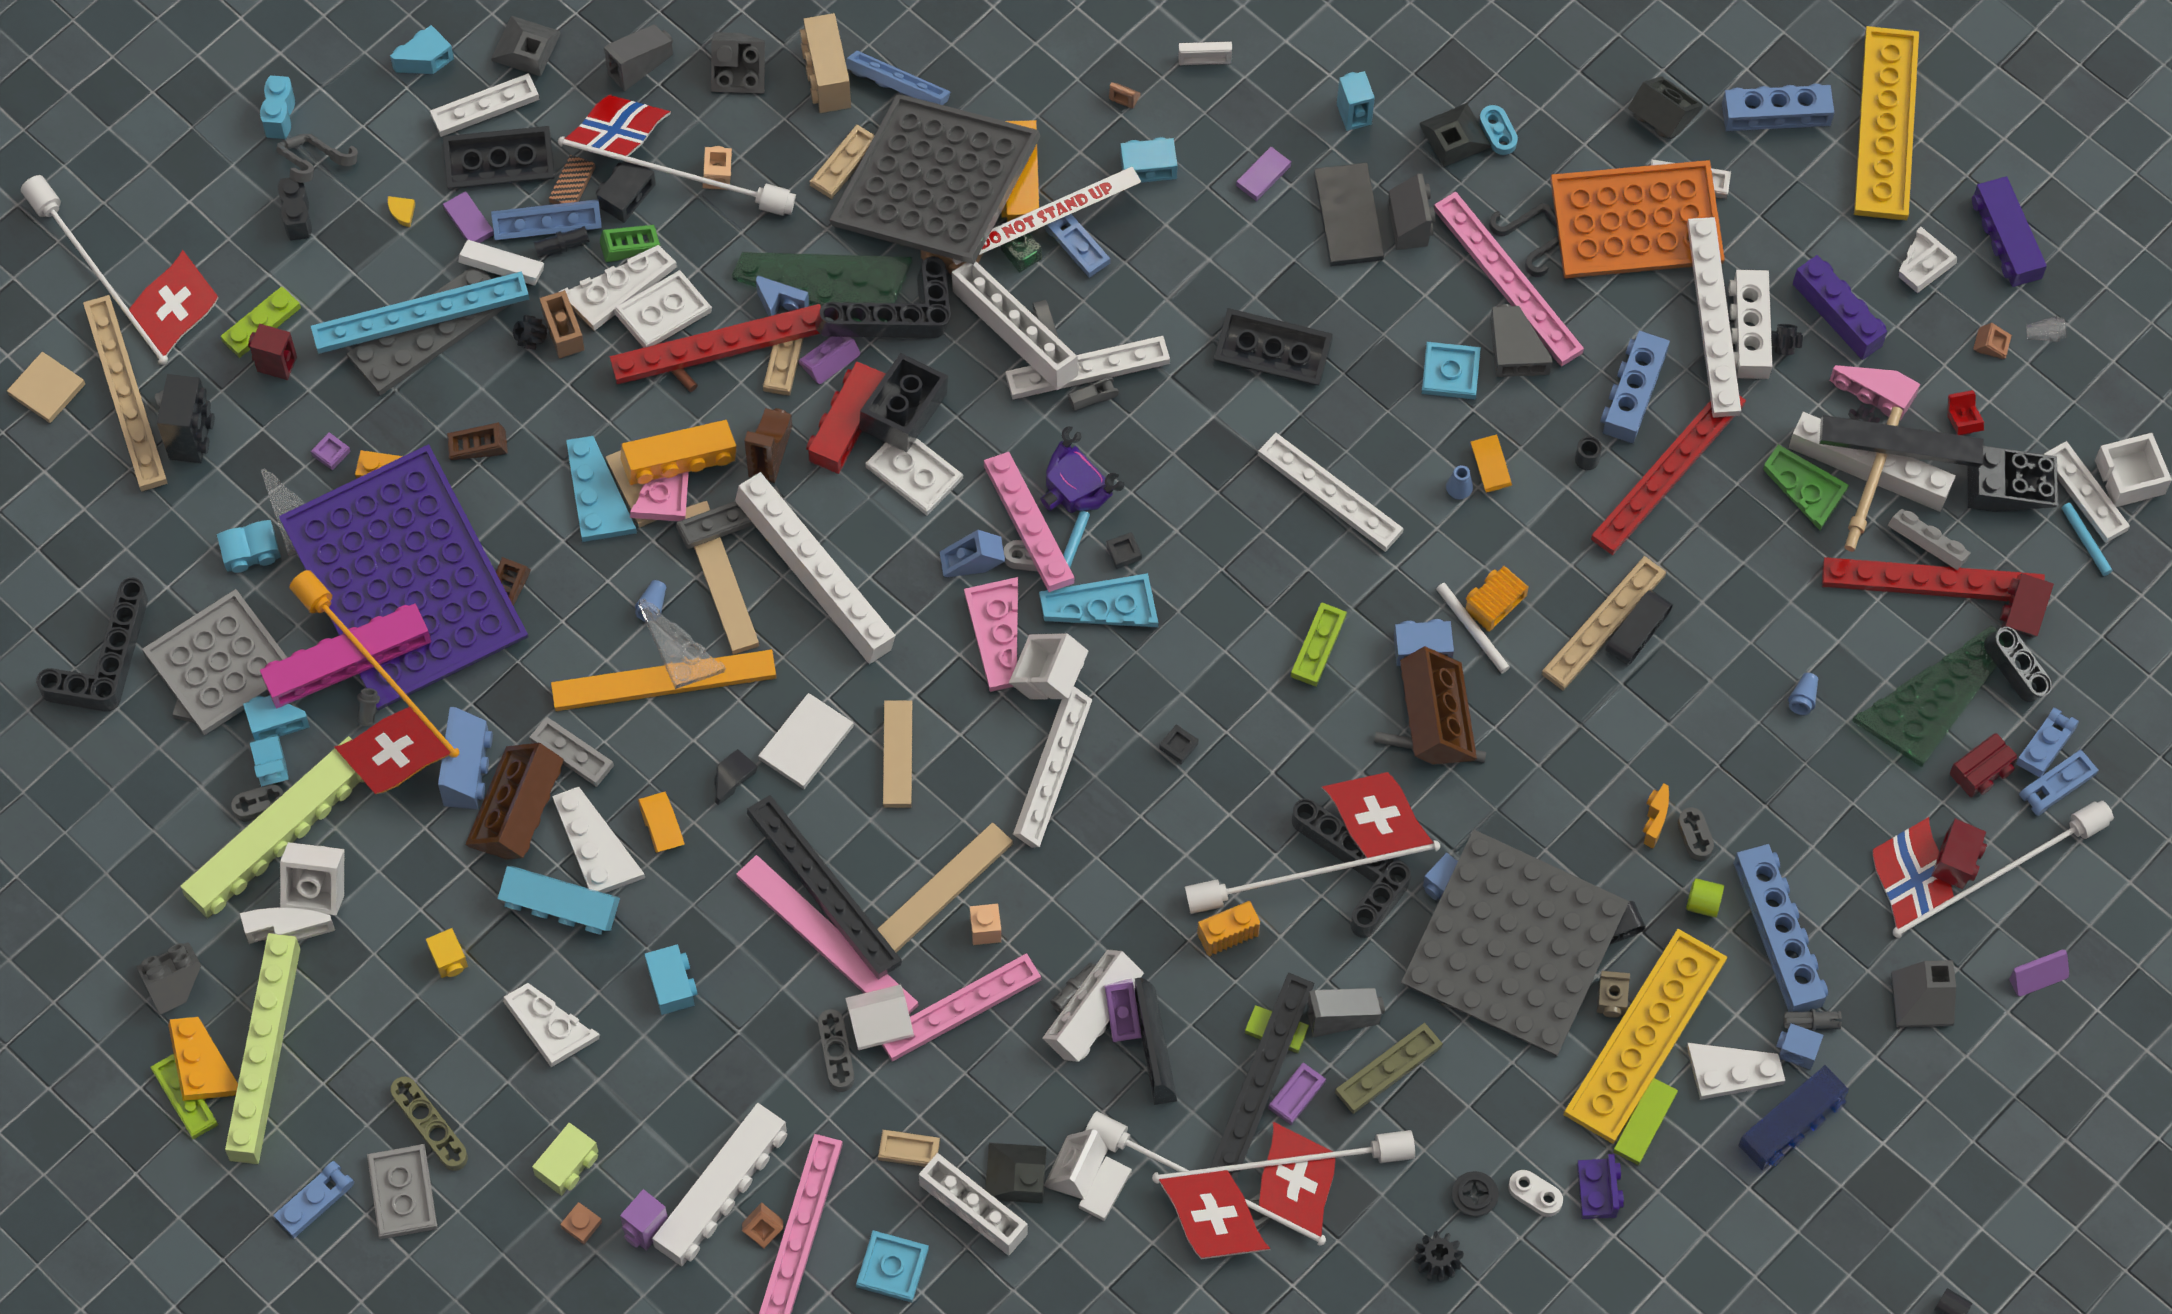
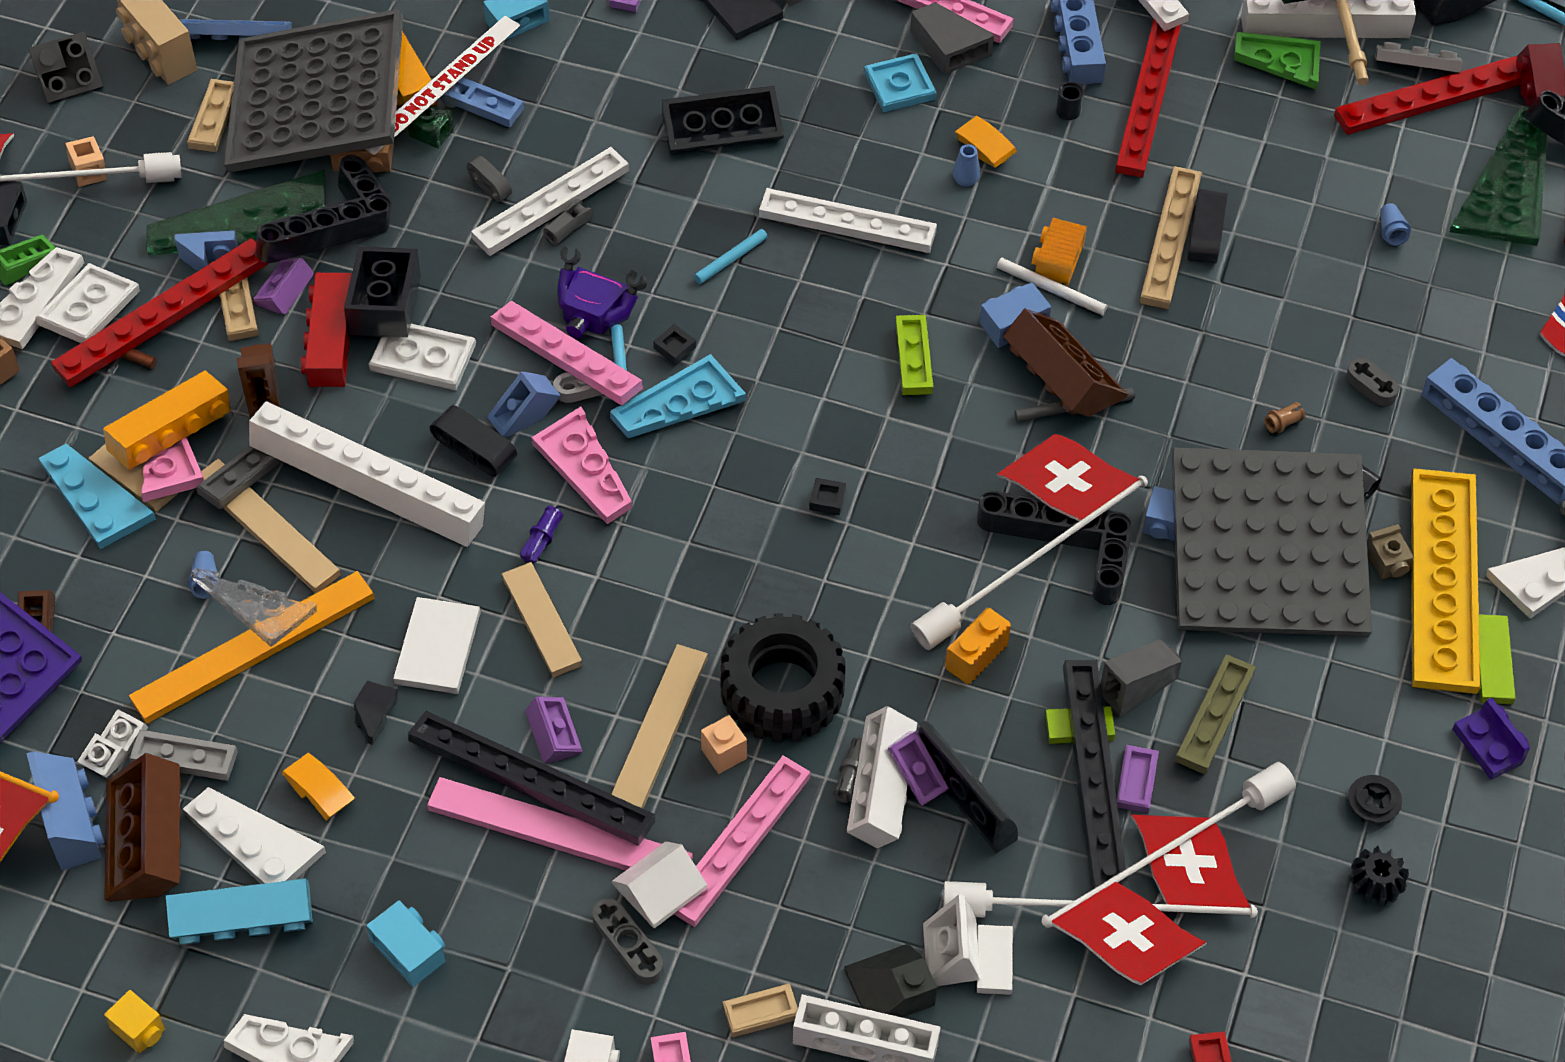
camera: 25 degrees left, 10 degrees down
(523, 719) = (113, 746): none -> white slope
(863, 851) = (553, 729): none -> medium lavender slope
(916, 571) = (473, 440): none -> black beam
(931, 679) = (541, 534): none -> dark purple axle
(1015, 324) = (461, 183): white brick -> none
(1048, 666) = (659, 470): white piece -> none
(1052, 768) = (711, 565): white plate -> none
(1058, 854) = (785, 641): none -> black tyre
(1214, 484) = (730, 256): none -> medium azure bar
(1533, 1194) = (1433, 773): white plate -> none
(1598, 835) = (1278, 420): none -> medium nougat pin
(1657, 812) = (1329, 377): light orange slope -> none
(1705, 897) = (1421, 431): lime piece -> none

